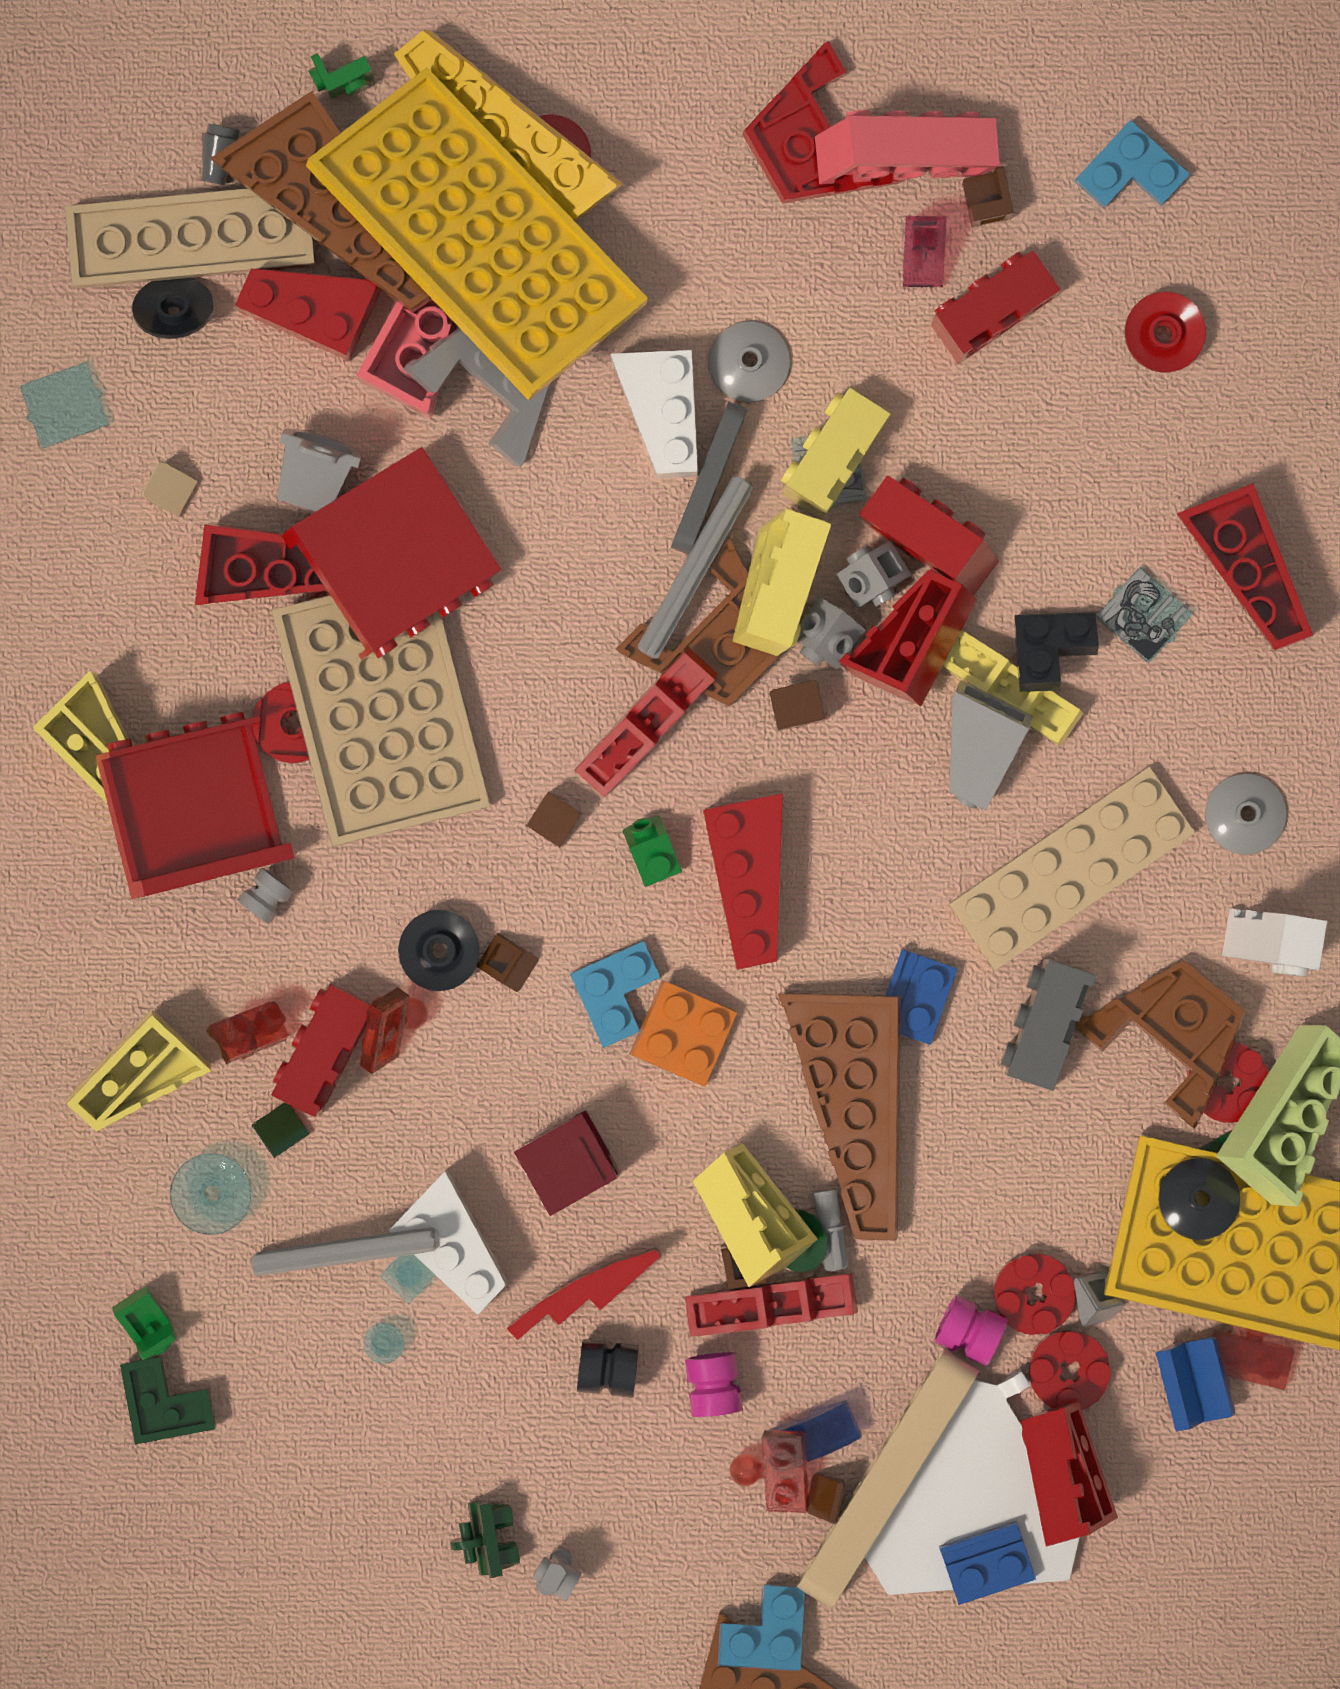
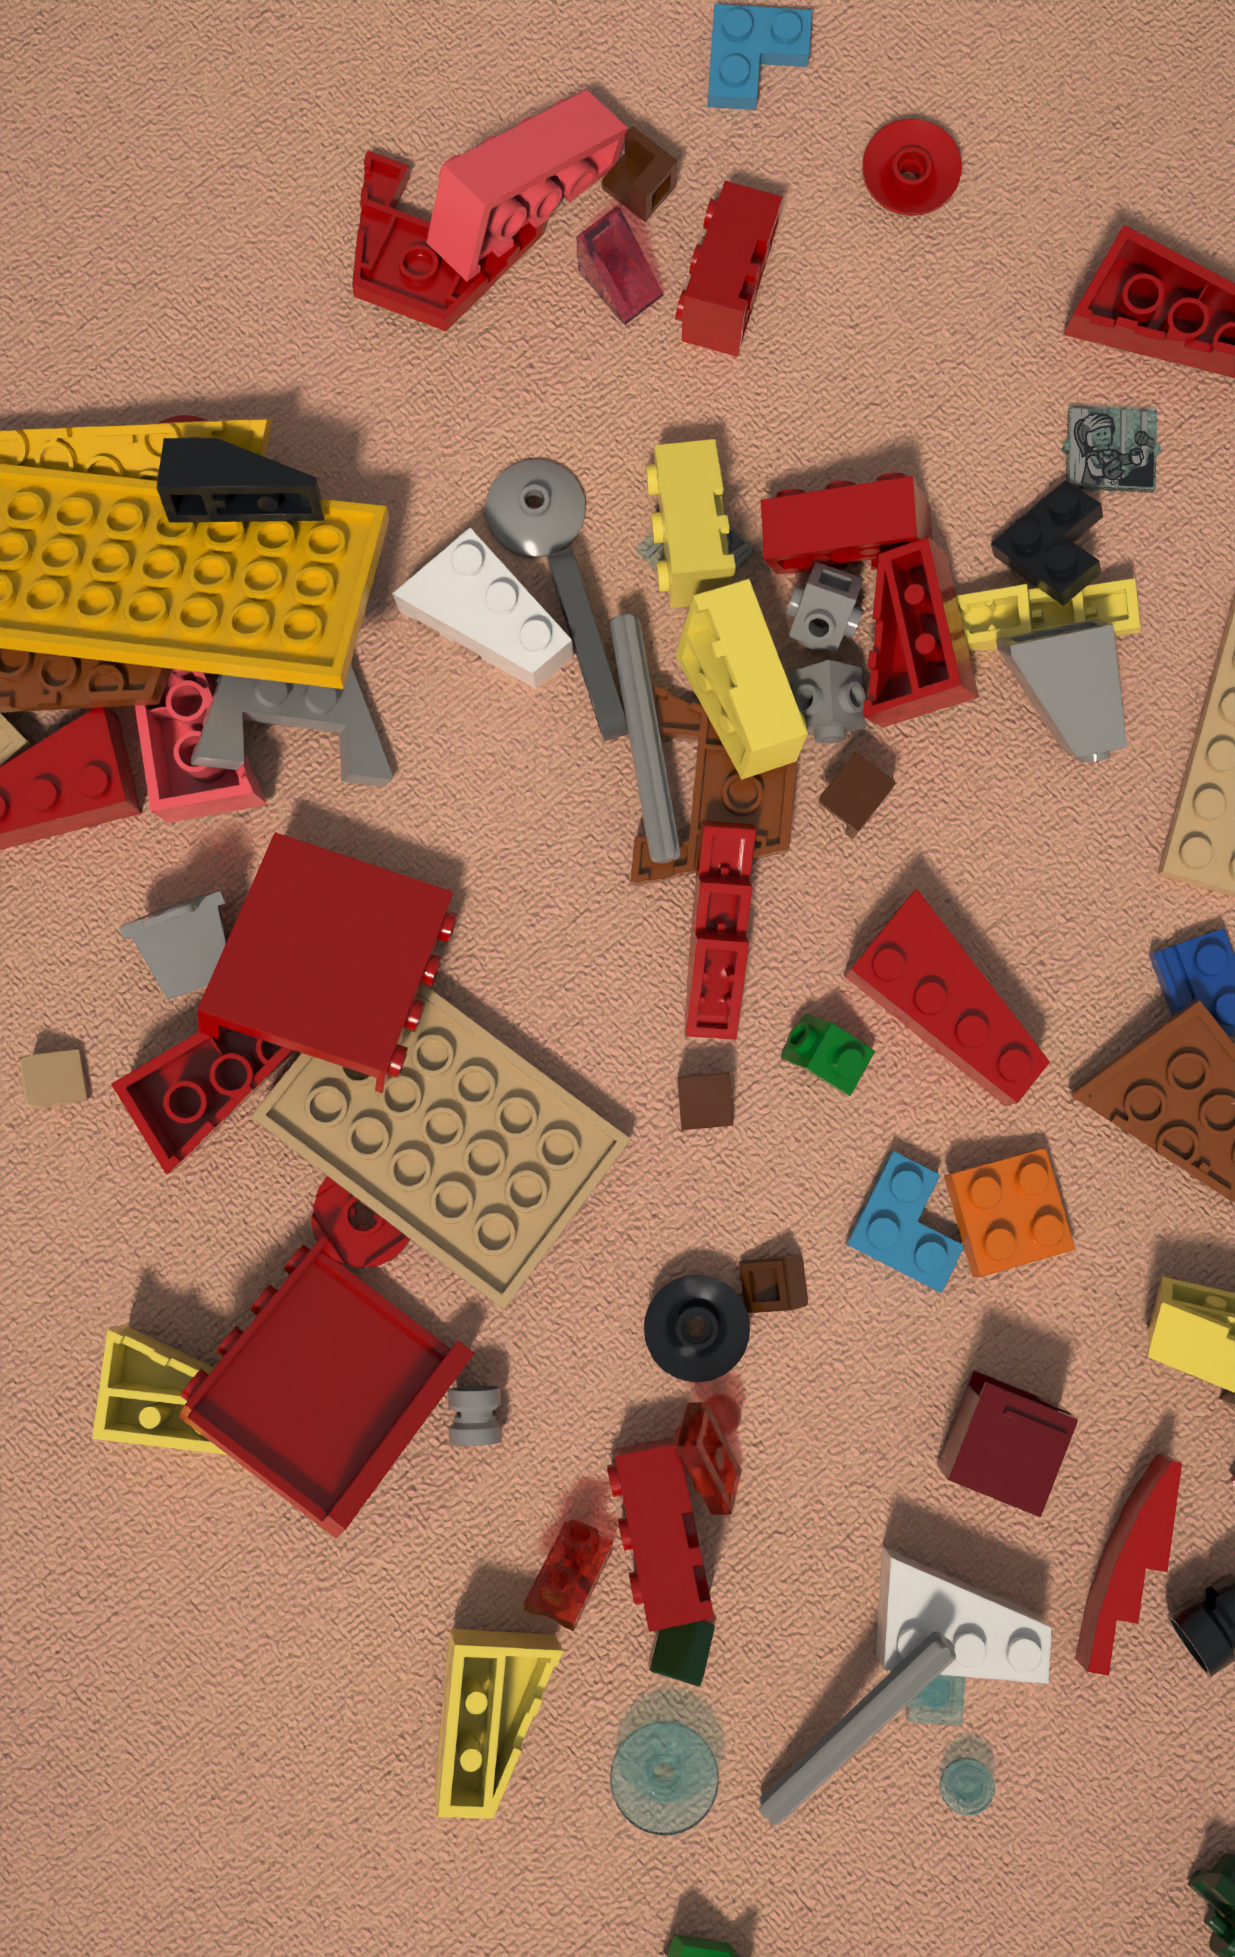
camera: 40 degrees left, 5 degrees down
(557, 206) = (231, 484): none -> black slope

